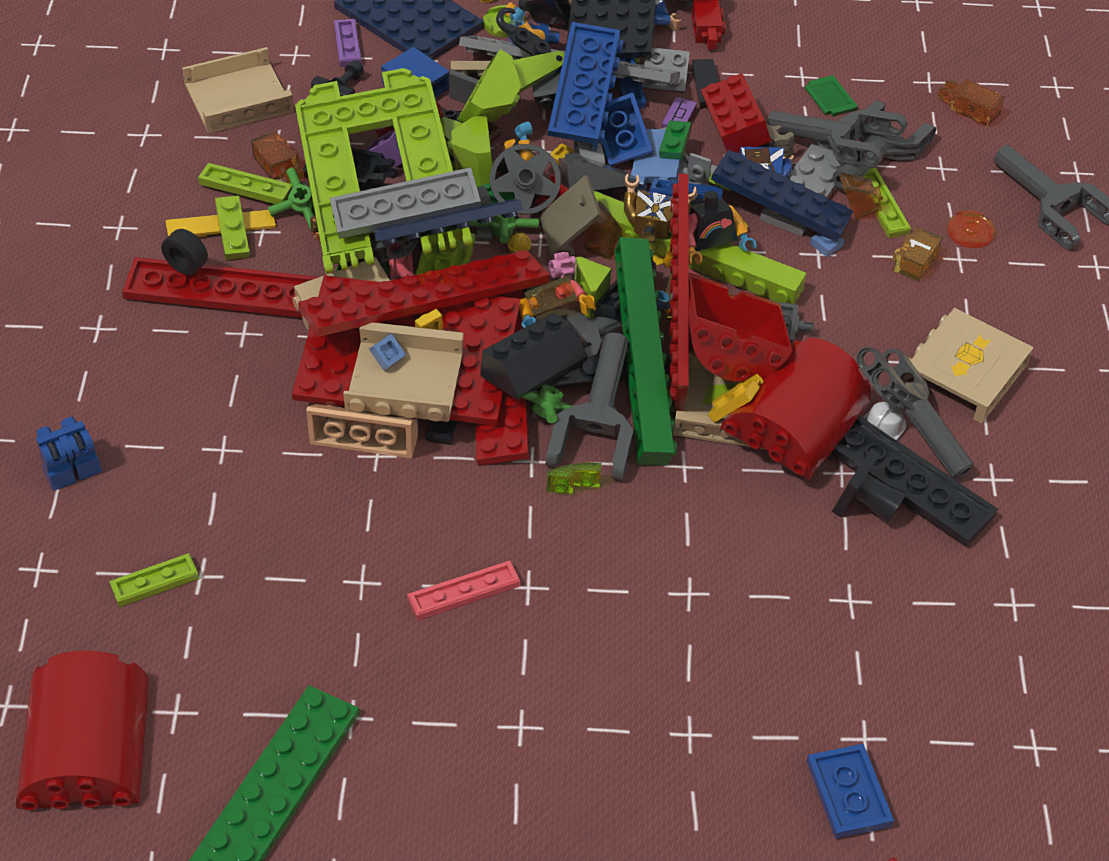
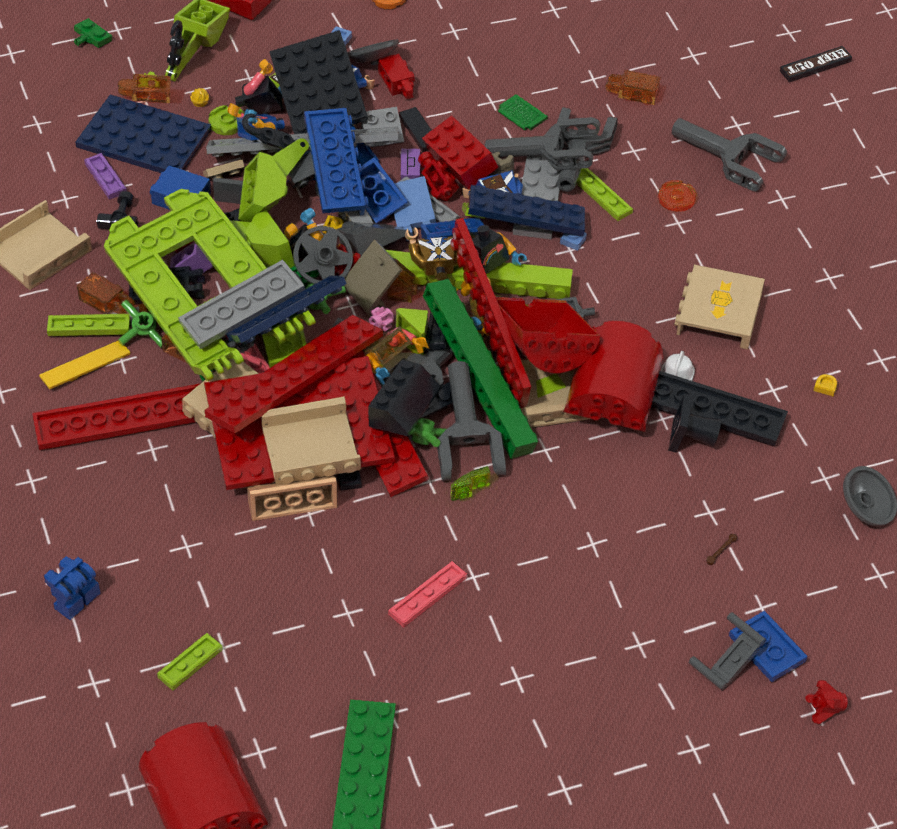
camera: 20 degrees left, 0 degrees up
(184, 251) = (78, 396): black tyre -> none
(232, 227) = (98, 364): lime plate -> none
(387, 351) = (290, 429): medium blue plate -> none
(432, 320) = (312, 395): yellow plate -> none
(519, 242) = (337, 309): yellow plate -> none
(675, 140) = (421, 187): green plate -> none
(700, 168) = (451, 206): light grey bracket -> none
(703, 134) = (437, 177): none -> red brick
(735, 398) = (568, 385): yellow plate -> none
(798, 791) = (736, 656): none -> dark grey plate
(825, 658) = (711, 559): none -> reddish brown hinge
(861, 195) = (586, 192): clear orange slope -> none
(912, 400) = (696, 348): dark grey piece -> none
(917, 253) = (646, 228): clear yellow brick -> none
(1059, 643) = (869, 496): none -> dark grey dish
(1061, 492) = (826, 384): none -> yellow tile

